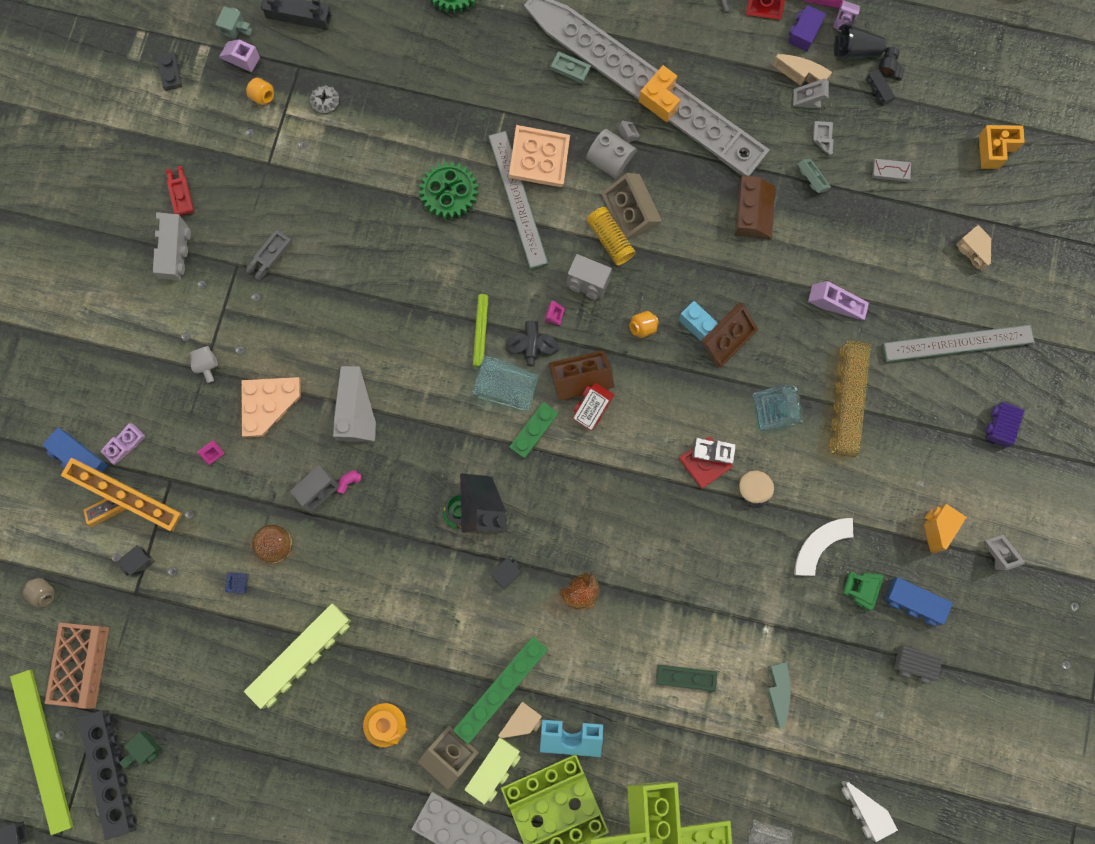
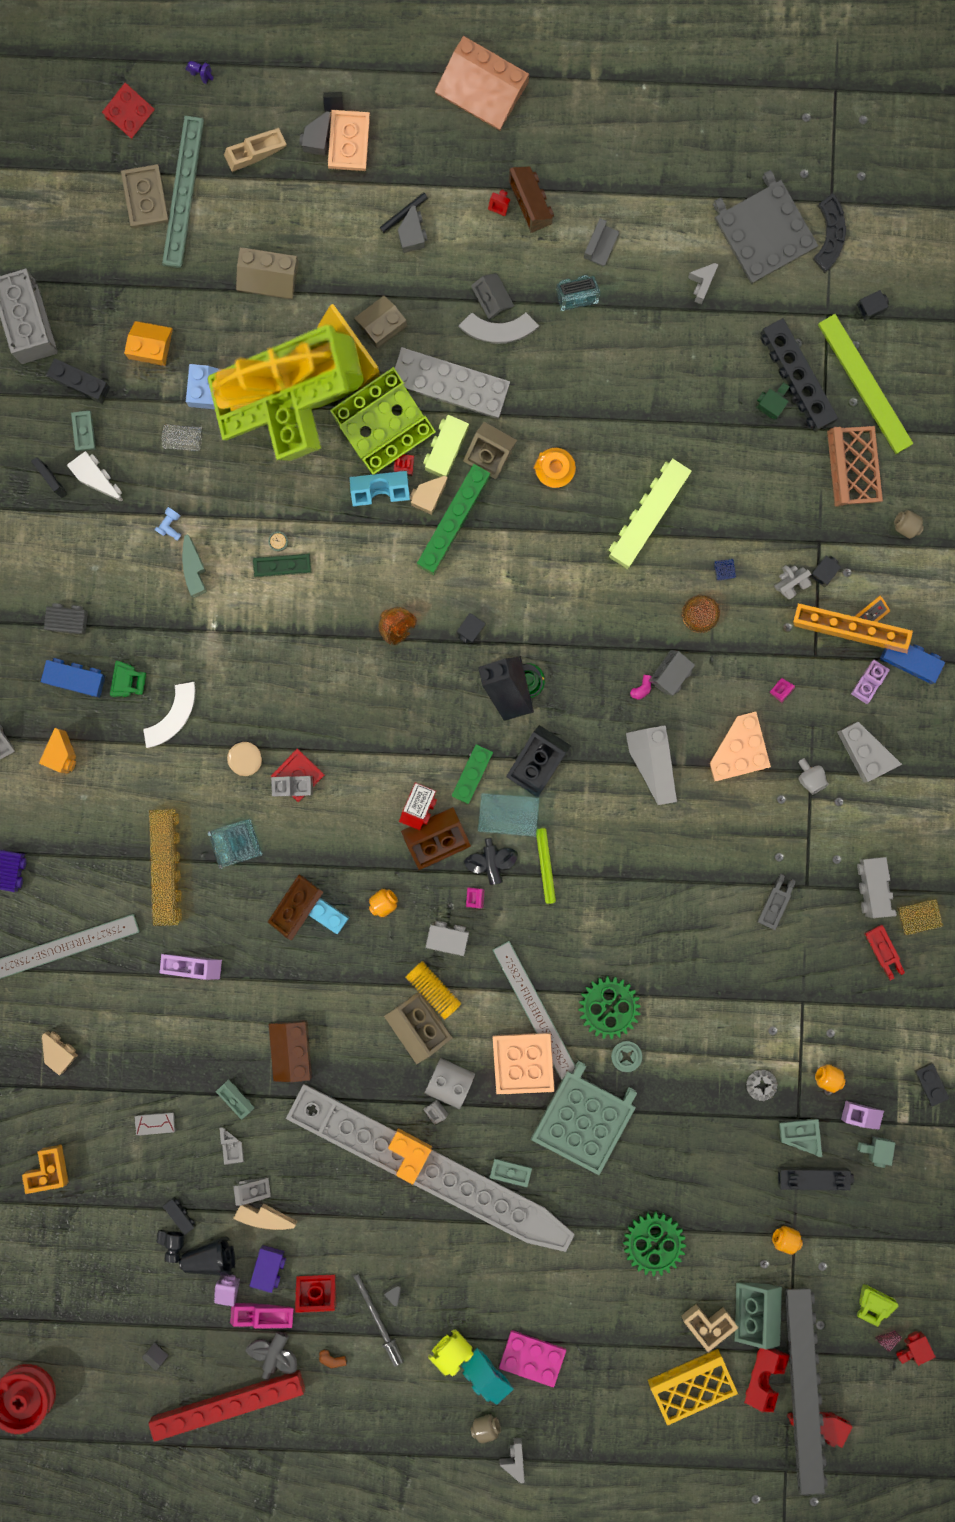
camera: 170 degrees right, 10 degrees up
(137, 215) = (920, 917): none -> clear yellow plate
(144, 374) = (866, 752): none -> light grey wedge
(171, 560) = (792, 577): none -> light grey hips
(298, 50) = (802, 1135): none -> sand green wing
(445, 139) = (636, 1056): none -> sand green gear
(465, 429) = (538, 761): none -> black slope
(493, 97) = (584, 1121): none -> sand green plate
(540, 760) = (404, 463): none -> red tile
(686, 704) = (278, 541): none -> tile
(803, 741) = (164, 527): none -> light blue piece
(918, 820) = (49, 477): none -> black tile

